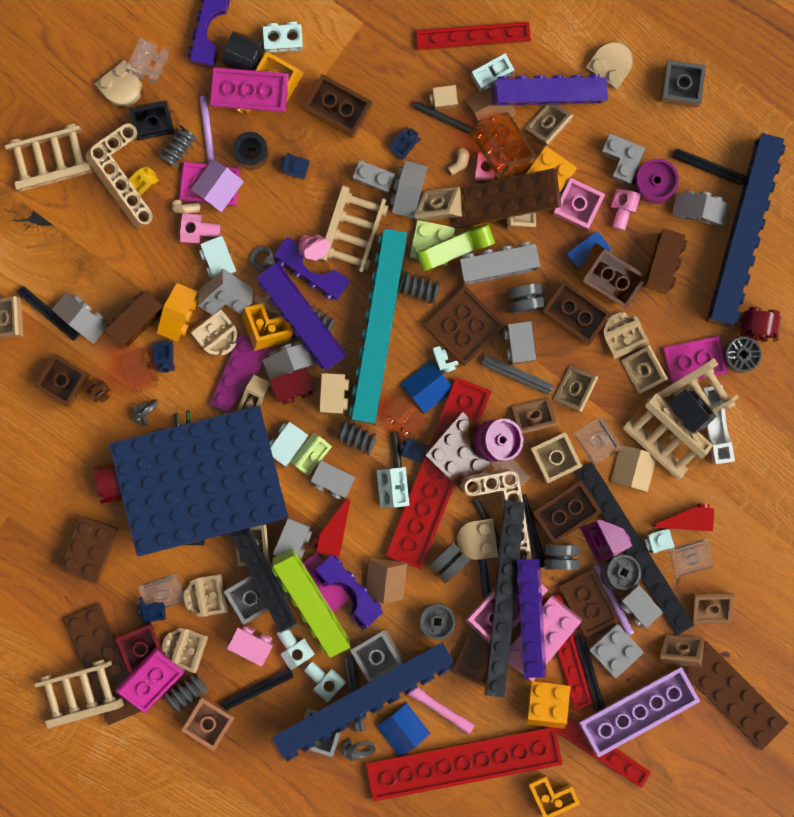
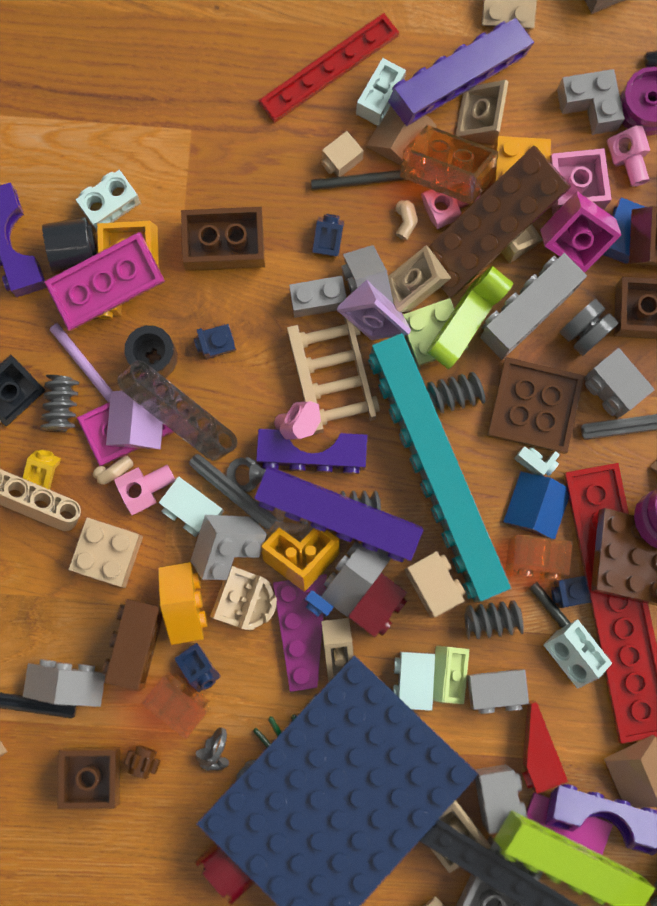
camera: 40 degrees left, 5 degrees down
(151, 254) = (106, 552): none -> tan brick
(244, 196) = (177, 411): none -> clear smoke beam
(248, 263) = (232, 491): none -> dark grey axle
(256, 362) = (317, 604): none -> blue plate
(399, 209) = (373, 313): none -> lavender slope
(556, 237) = (580, 231): none -> dark pink brick

